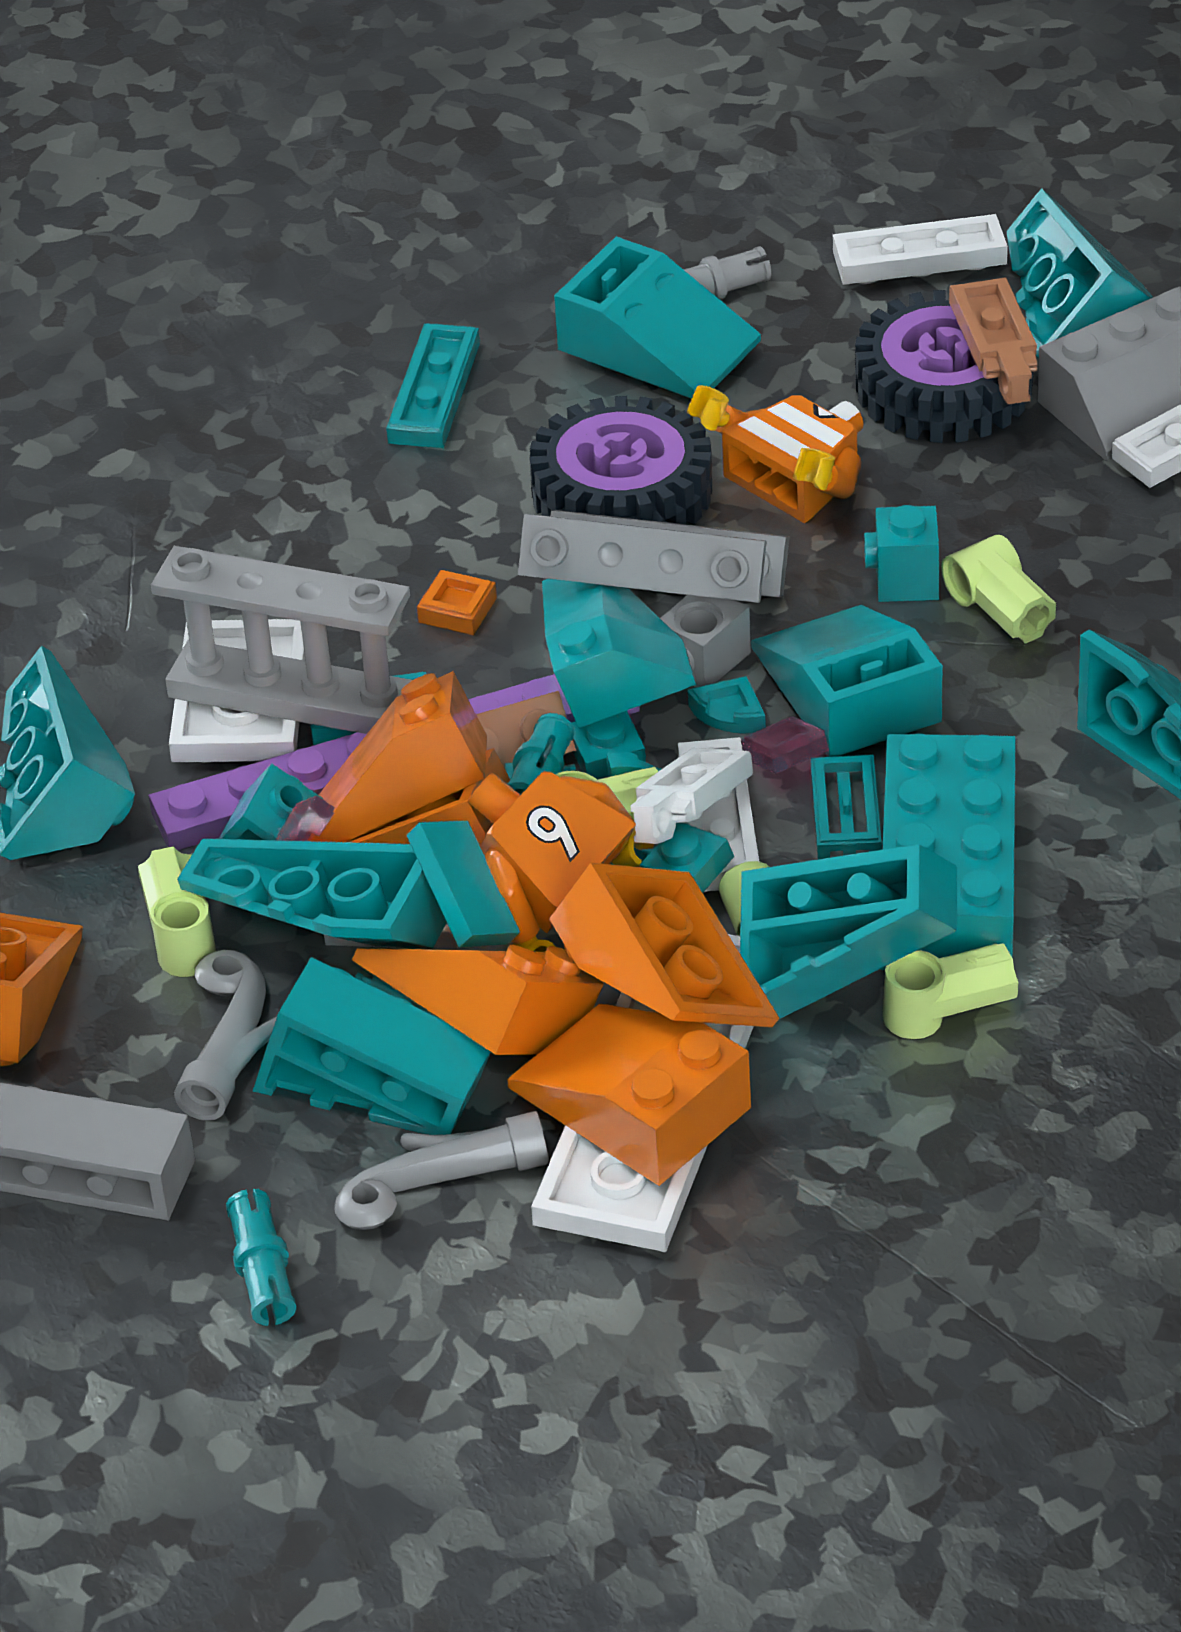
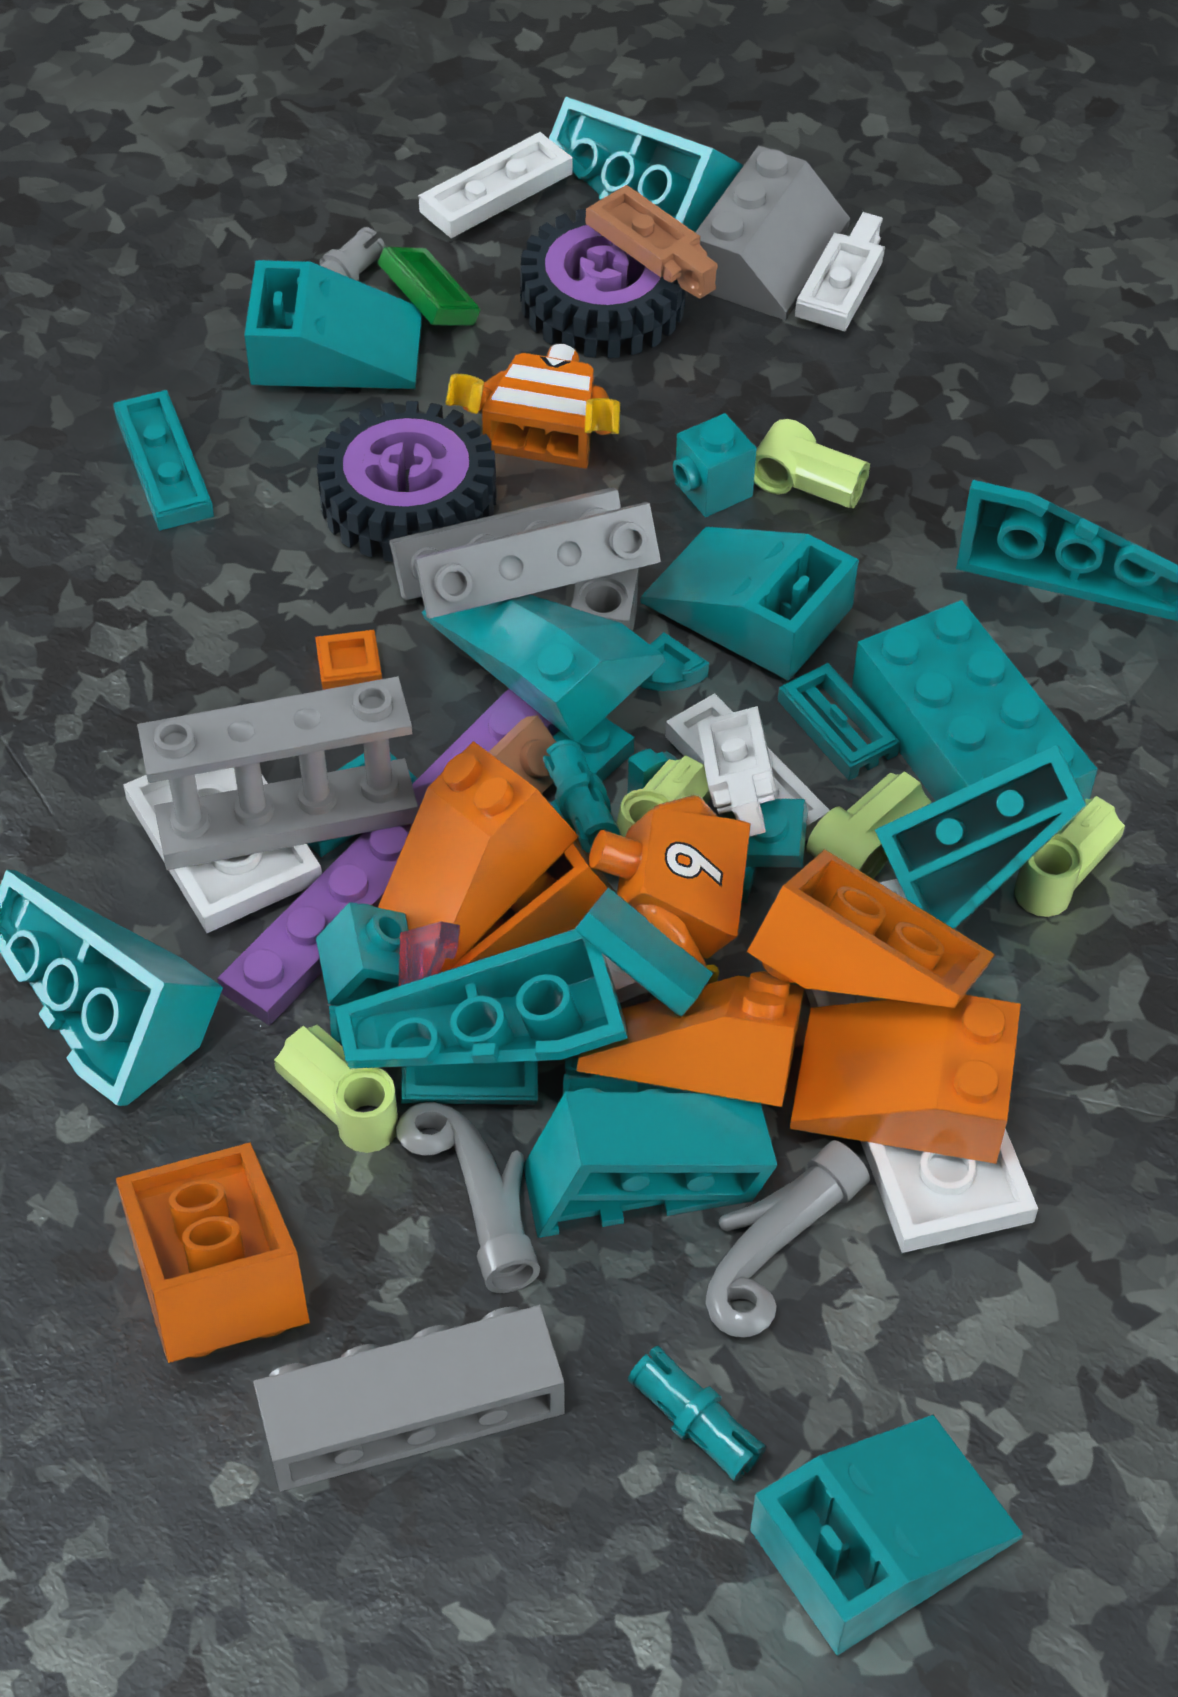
camera: 35 degrees left, 10 degrees up
(282, 944) = (471, 1083): none -> teal tile
(330, 1390) = (879, 1528): none -> teal slope
(781, 317) = (429, 286): none -> green tile
(785, 744) = (750, 682): clear pink tile -> none

